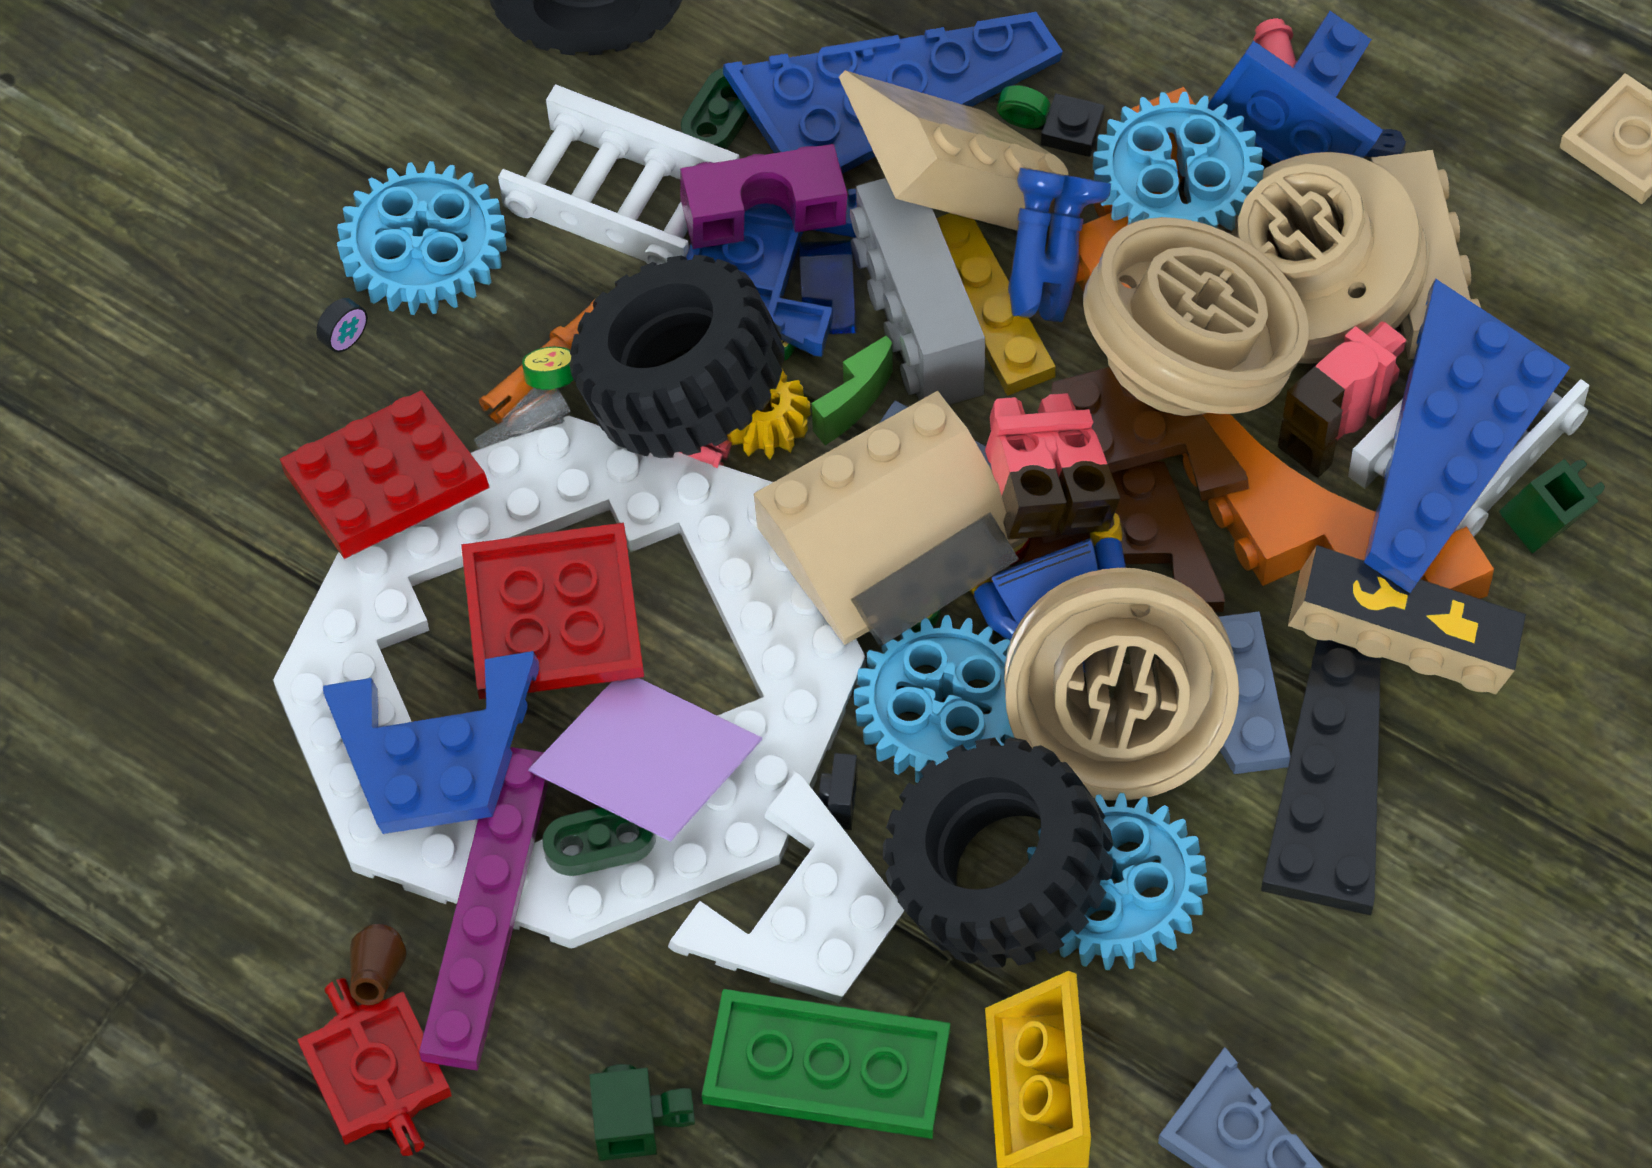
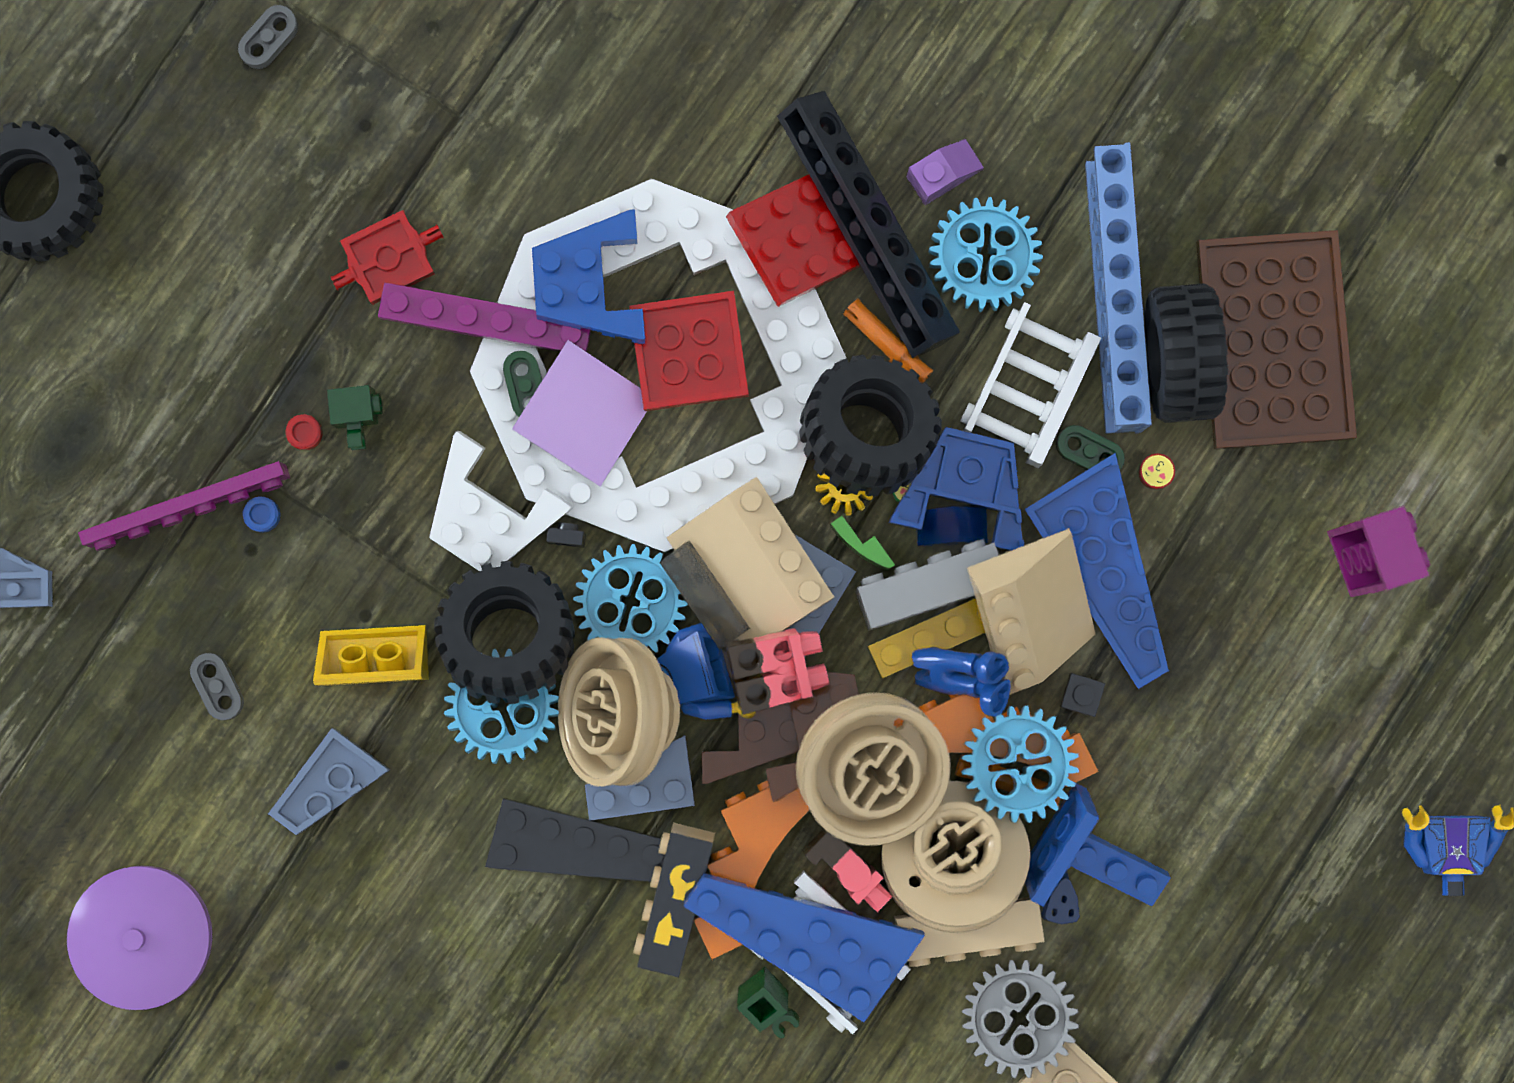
camera: 90 degrees right, 25 degrees up
(293, 293) = (943, 170): none -> medium lavender slope
(341, 324) = (916, 205): tile -> none
(365, 379) = (868, 223): none -> black brick
(374, 962) = (451, 253): reddish brown cone -> none
(484, 63) = (1118, 290): none -> medium blue tile
(529, 416) = (846, 336): clear cone -> none
(547, 368) = (870, 341): tile -> none
(748, 37) = (1156, 471): none -> light yellow tile
(799, 181) = (1004, 450): magenta arch -> none
(827, 1063) = (385, 528): green plate -> none
(1023, 106) = (1091, 660): green tile -> none
(1276, 38) = (1141, 839): coral pin -> none
(1572, 153) = (1047, 1039): none -> light grey gear

